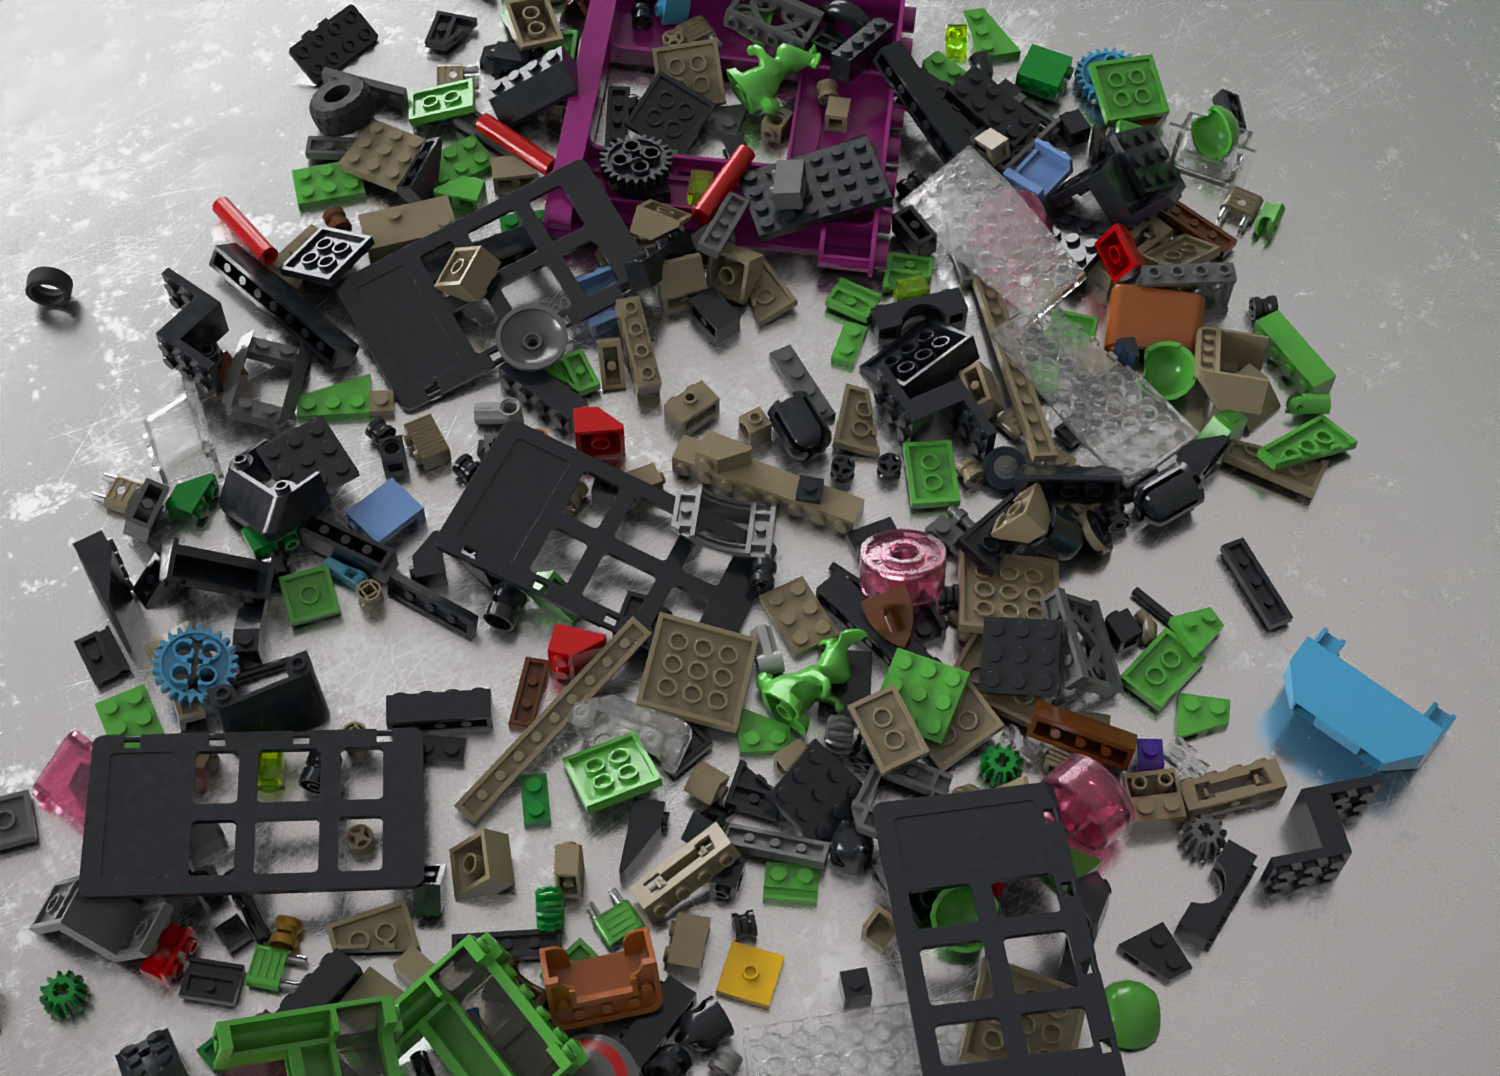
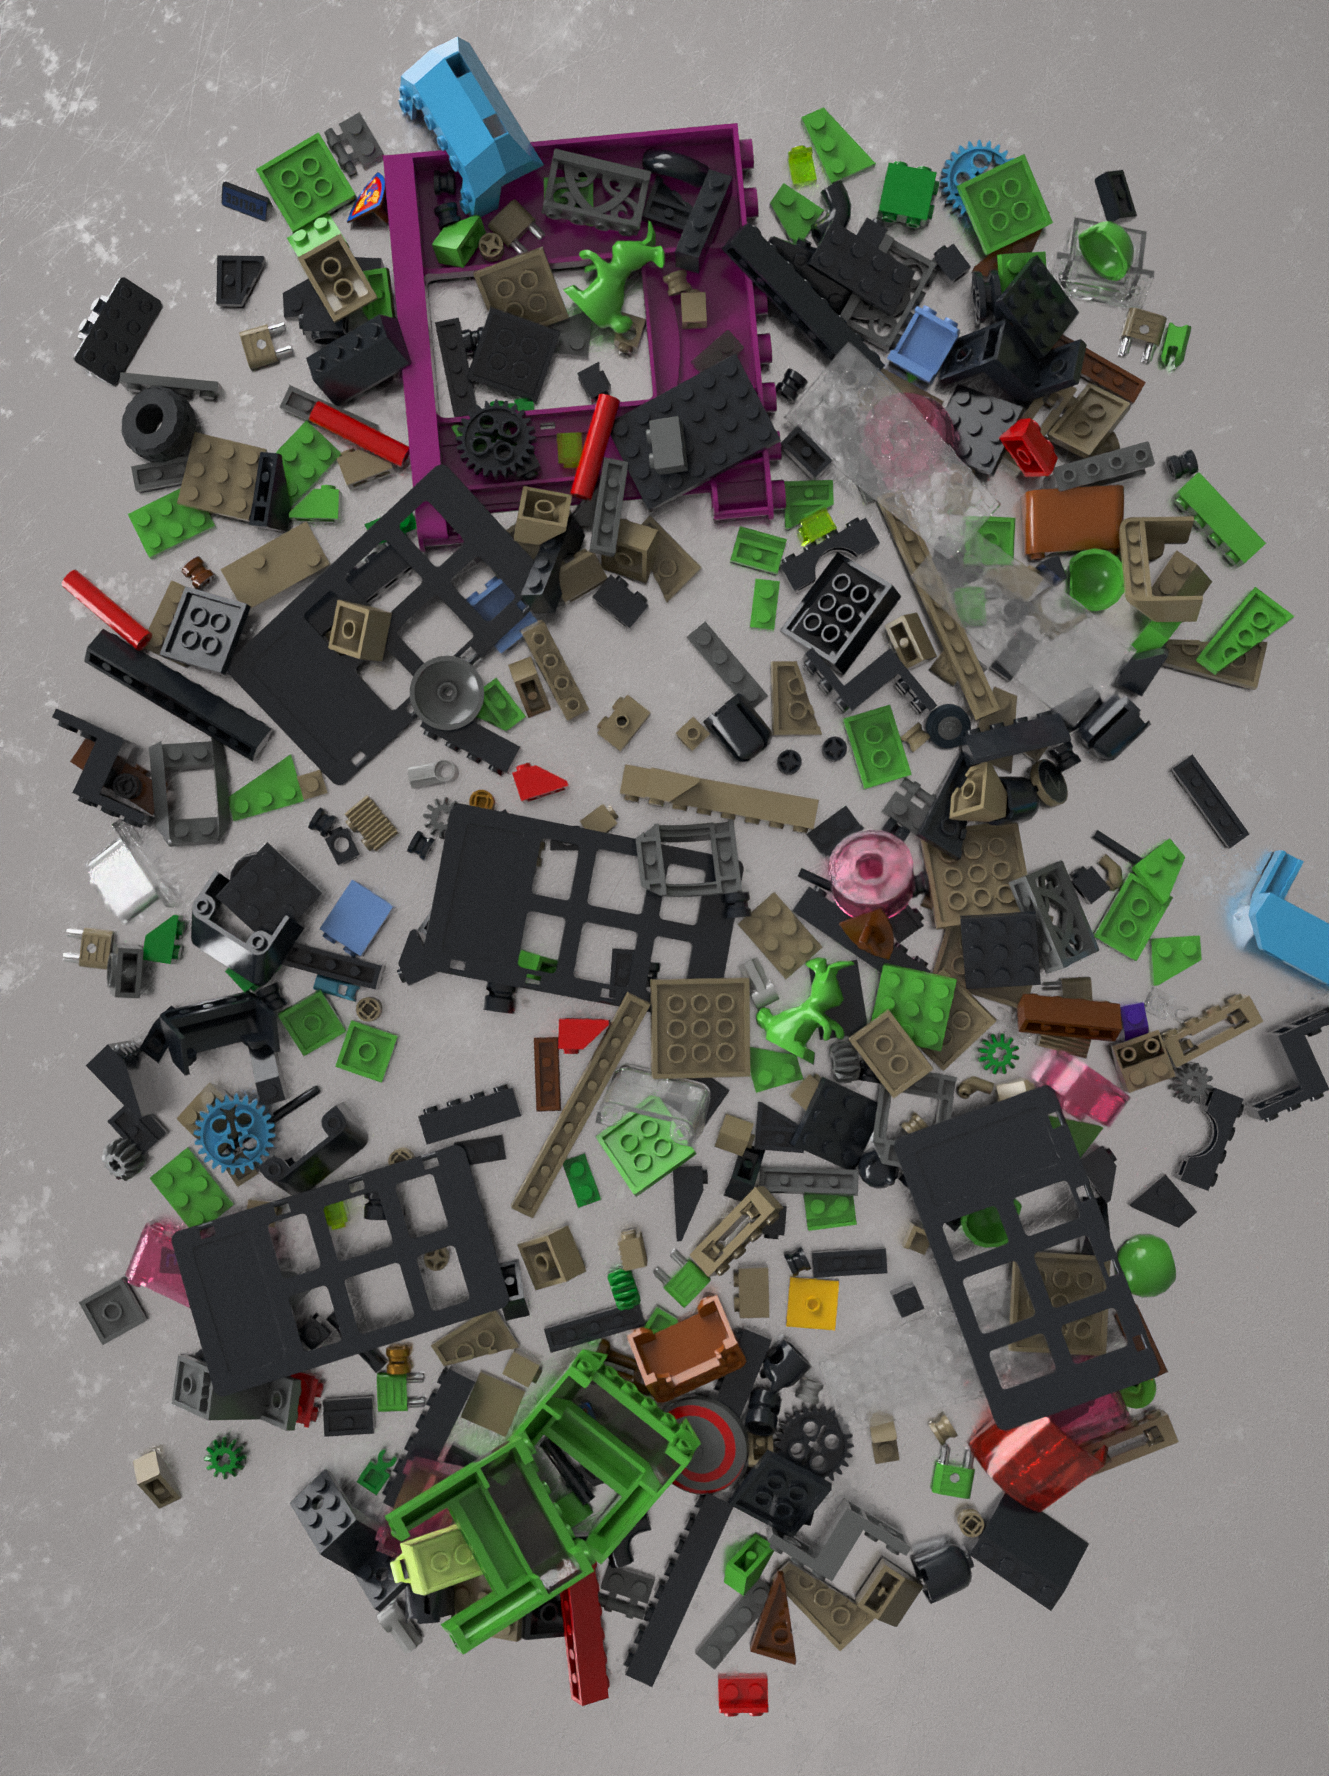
camera: 10 degrees left, 30 degrees up
(75, 675) = (122, 1159): none -> dark grey gear
(233, 933) = (352, 1369): black plate -> none
(355, 634) = (366, 1051): none -> bright green plate
(432, 604) = (439, 1007): black plate -> none
(442, 102) = (261, 388): bright green plate -> none
(645, 31) = (459, 241): none -> bright green slope
(800, 939) = (849, 1262): none -> black plate
(809, 489) = (764, 803): black plate -> none
(996, 146) = (870, 322): dark tan panel -> none
(1309, 403) = (1241, 577): bright green piece -> none

